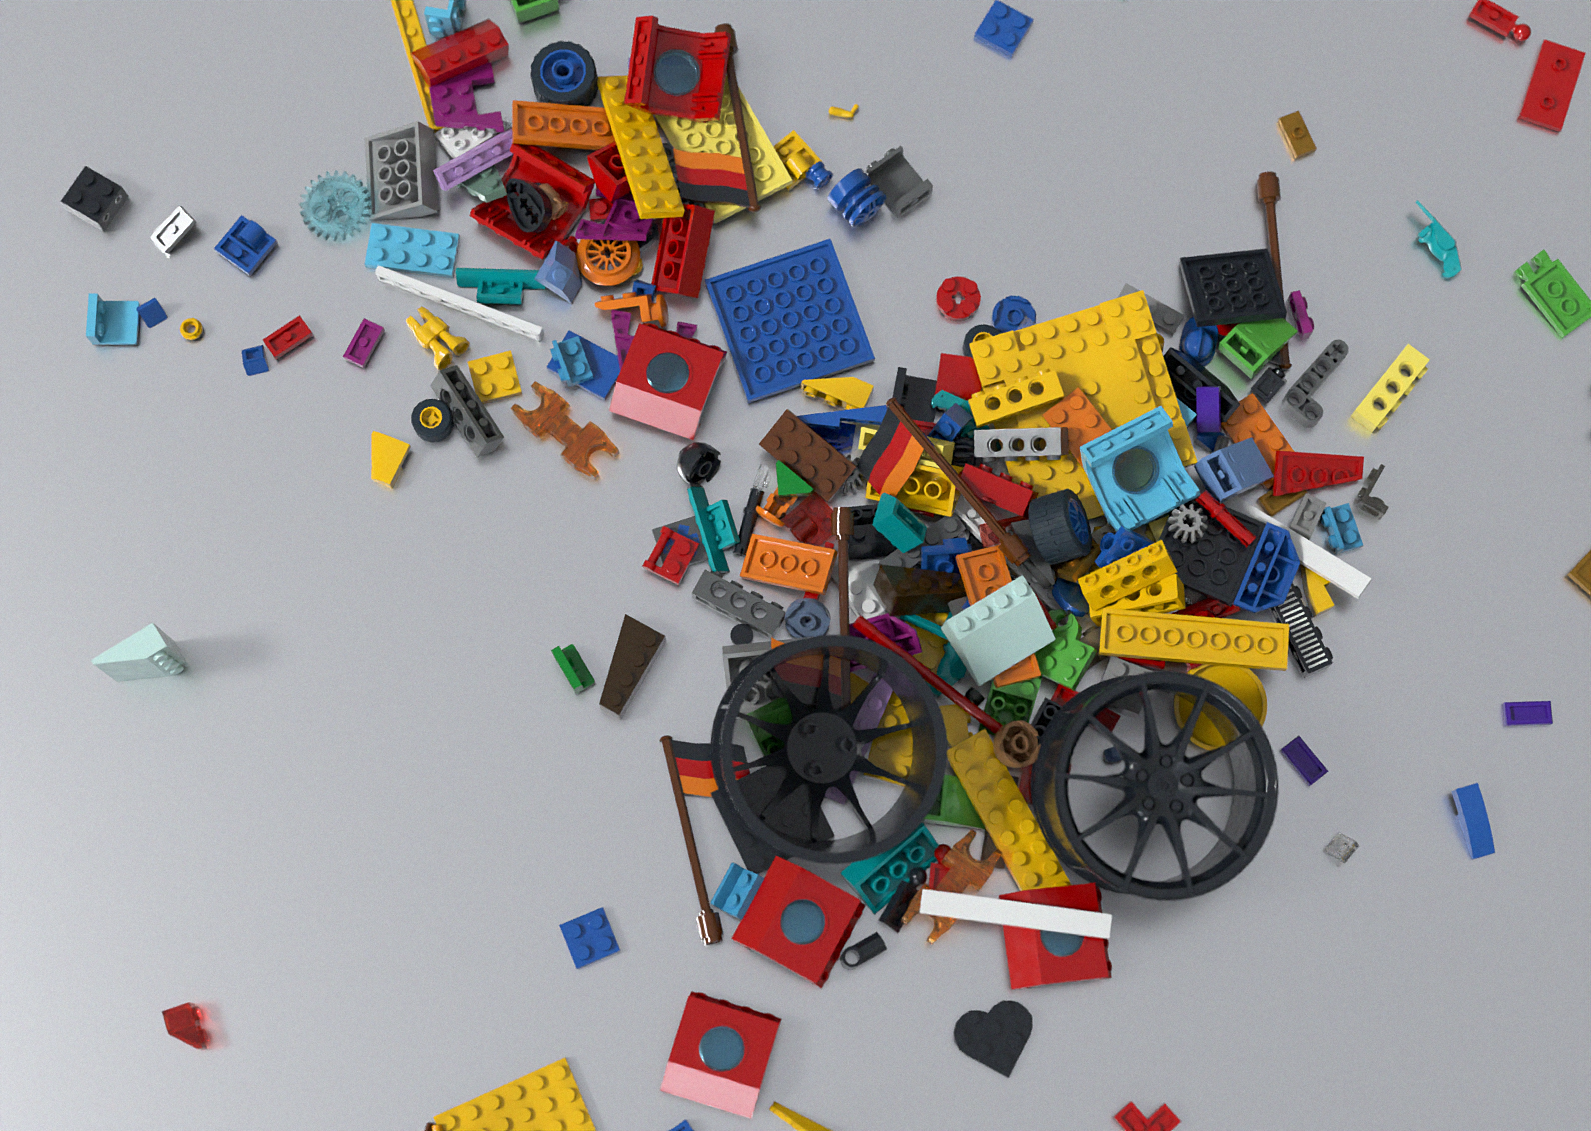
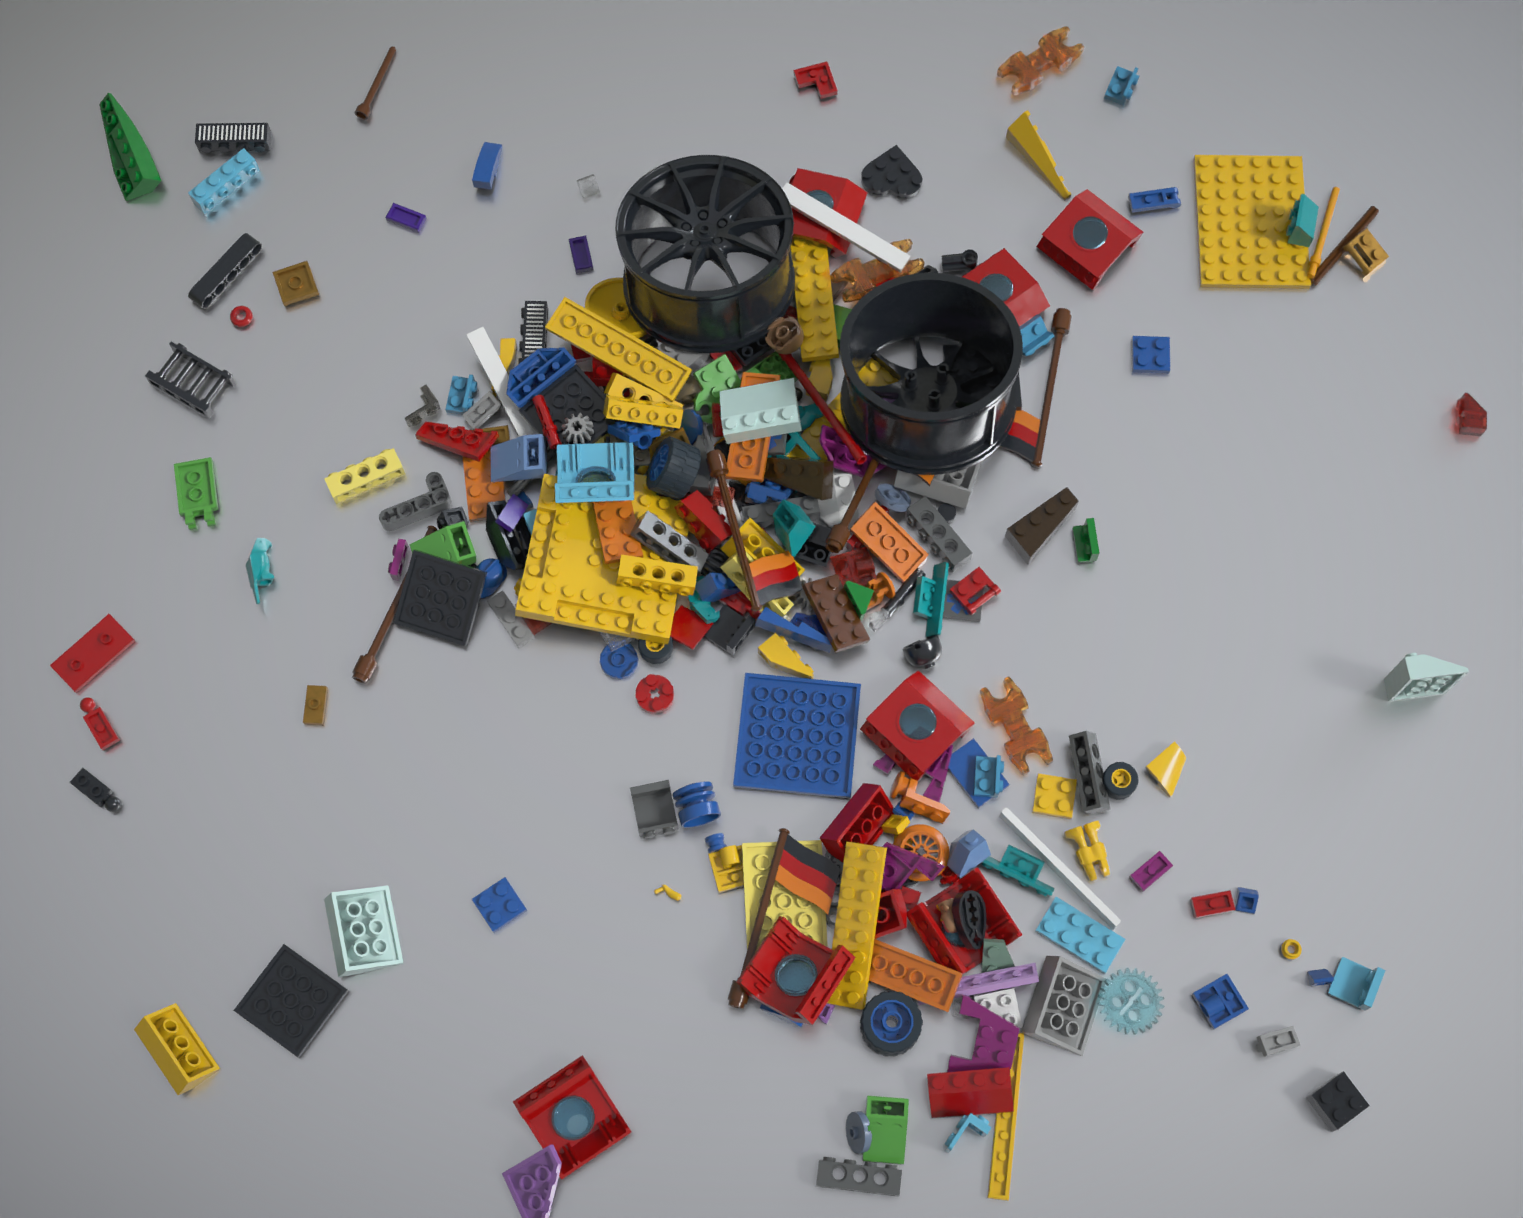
camera: 155 degrees left, 5 degrees down
(645, 270) = (896, 824): none -> yellow plate

